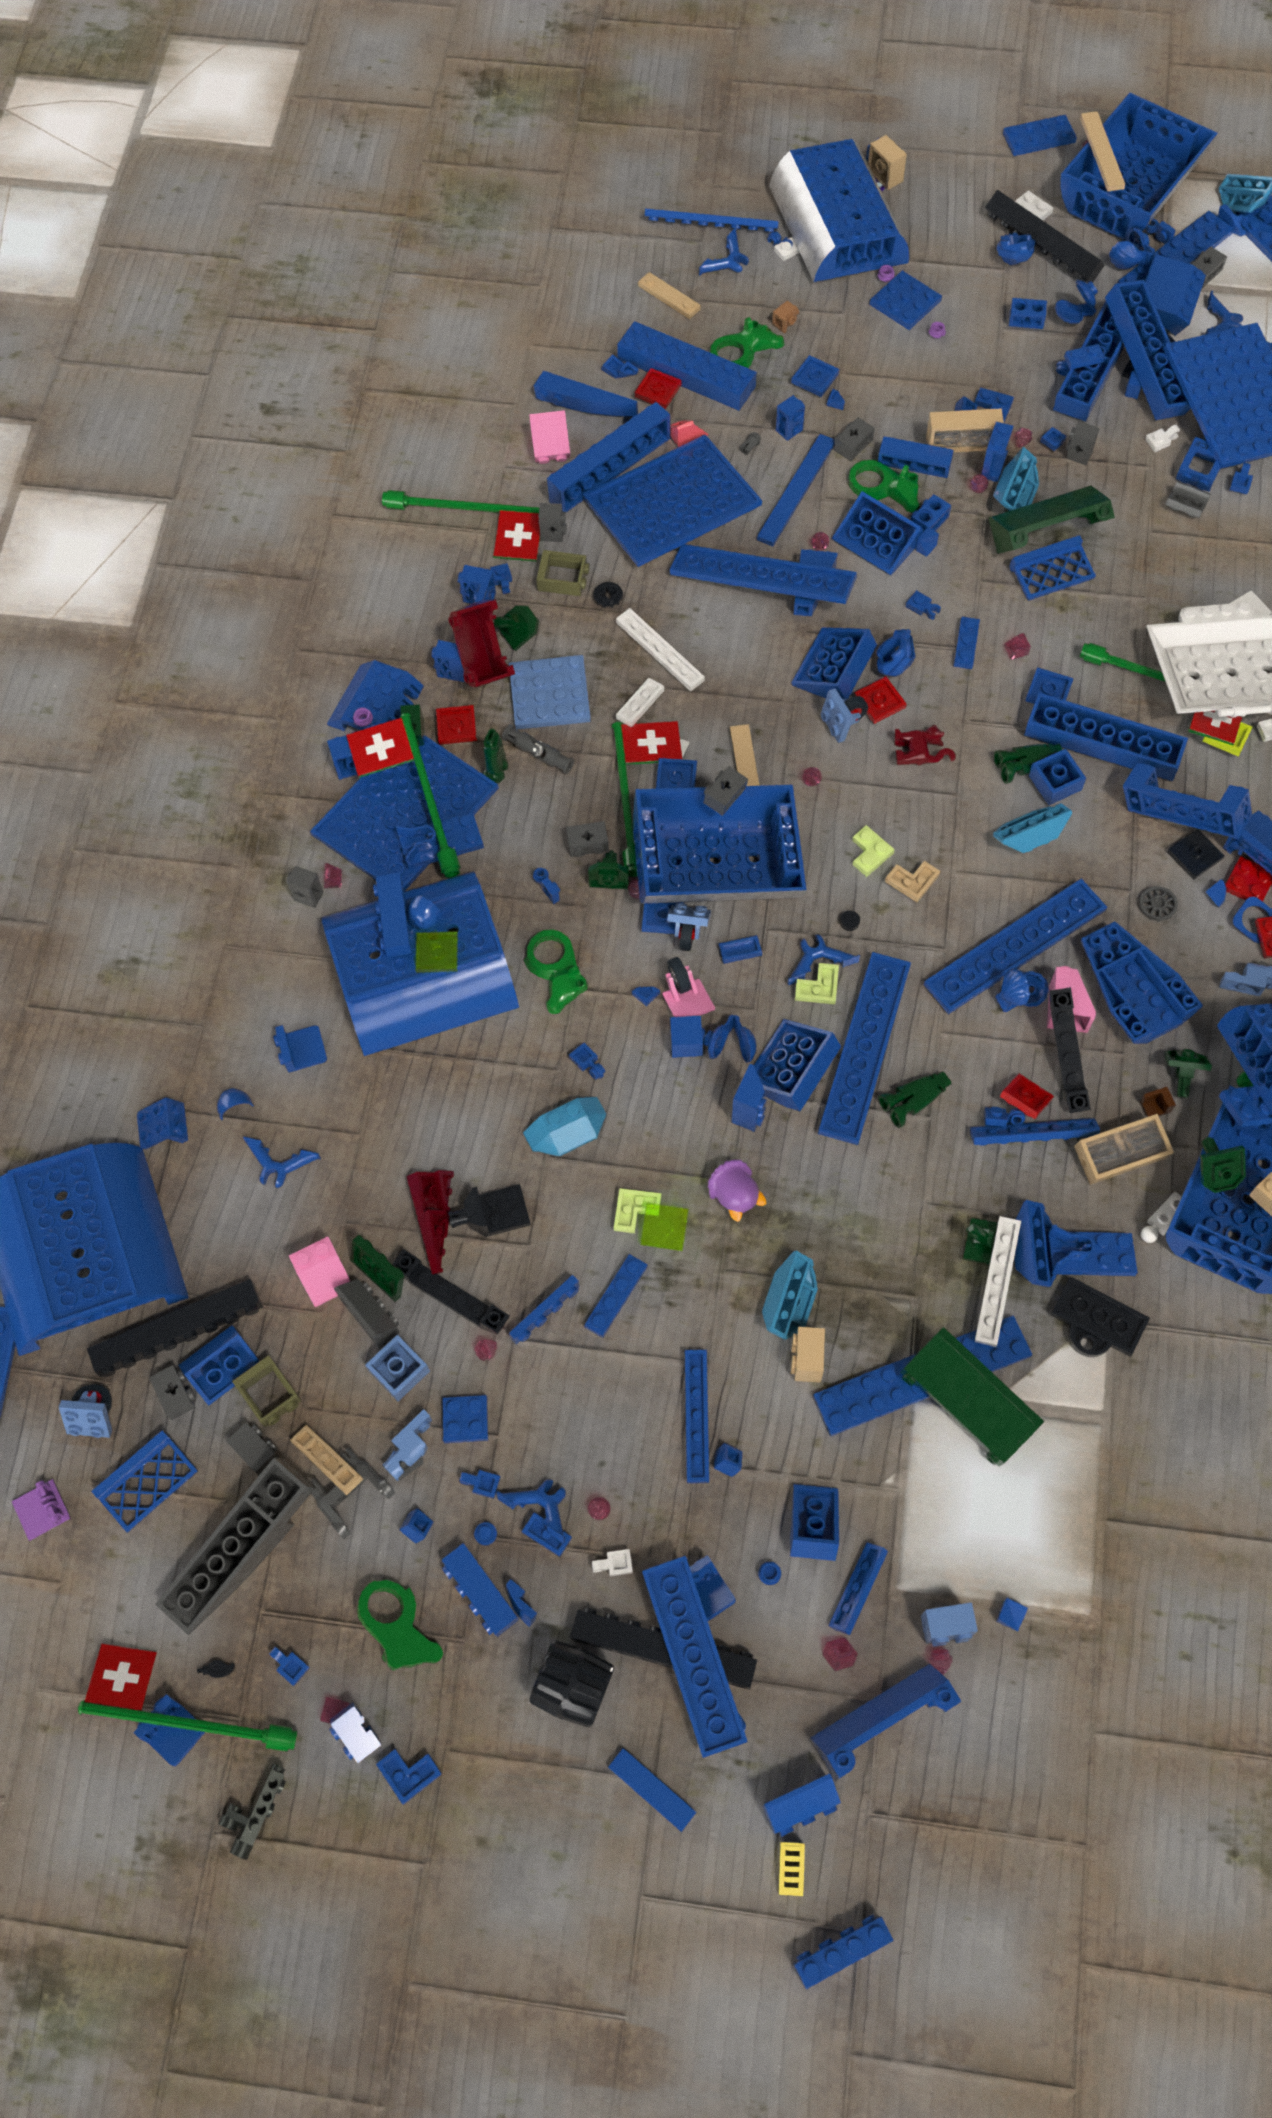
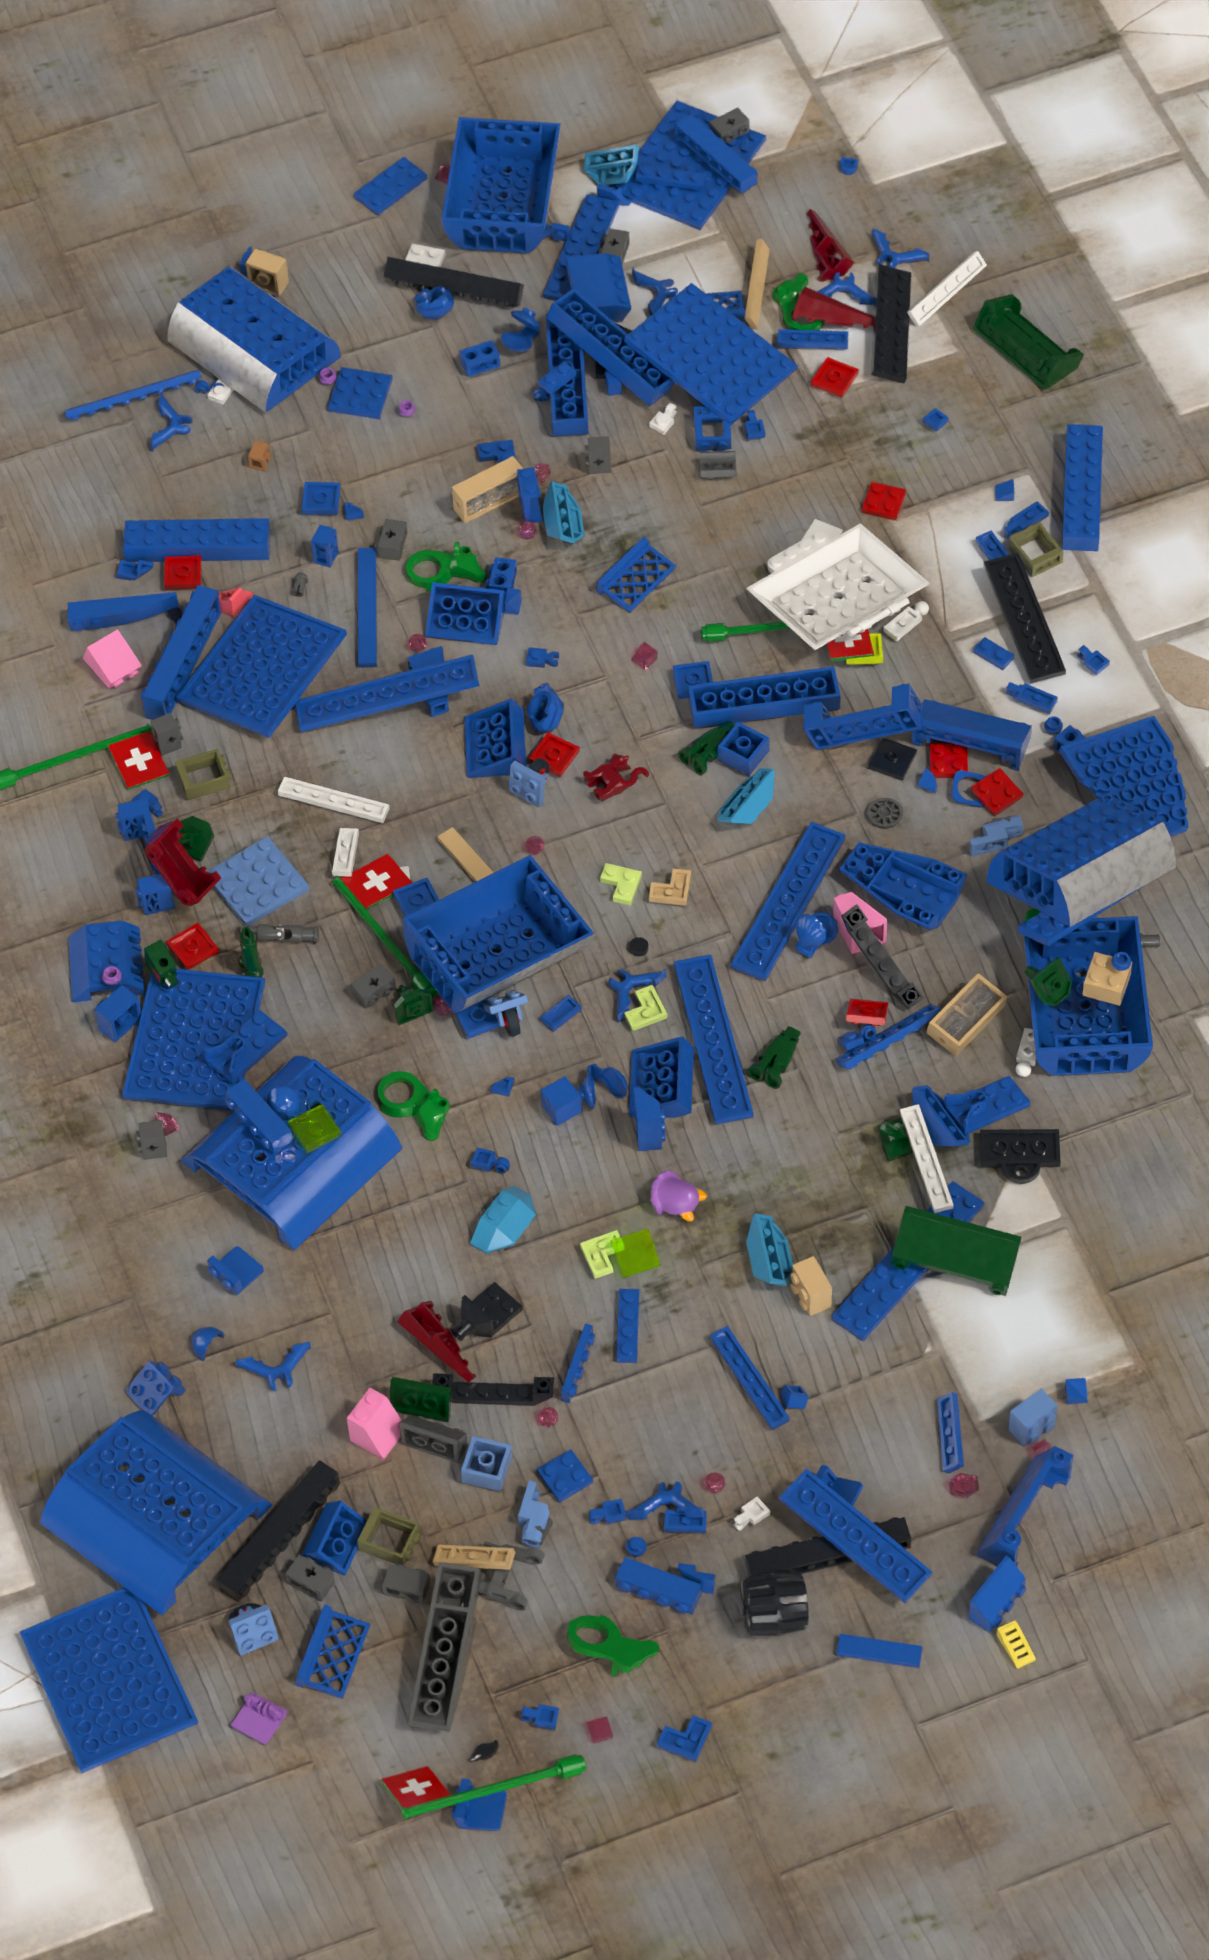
camera: 30 degrees left, 10 degrees down
(261, 1808) = (588, 1825): pearl dark grey piece -> none
(349, 1728) = (626, 1730): brick -> none
(395, 745) = (160, 983): flag -> none
(416, 1525) = (576, 1569): blue slope -> none
(549, 888) = (365, 1040): blue plate -> none
(614, 591) = (255, 768): black gear -> none
(669, 295) = (136, 482): tan plate -> none
(689, 996) = (536, 1067): bright pink plate -> none
(725, 790) = (480, 883): dark grey brick -> none
(752, 339) = (239, 490): green animal -> none
(769, 1573) = (876, 1458): blue plate -> none
(814, 1522) = (889, 1405): blue slope -> none
(843, 1952) = (1086, 1675): blue brick -> none
(919, 456) = (461, 529): blue brick -> none
(965, 404) = (473, 467): blue slope -> none
(966, 642) = (598, 672): blue plate -> none
(1012, 527) = (584, 554): dark green windscreen -> none
(1053, 439) = (569, 462): blue plate -> none
(1102, 151) = (467, 184): tan tile -> none
(1132, 252) = (543, 262): blue animal -> none
(1158, 1102) = (972, 965): reddish brown panel -> none
(1186, 1063) = (979, 926): dark green piece -> none

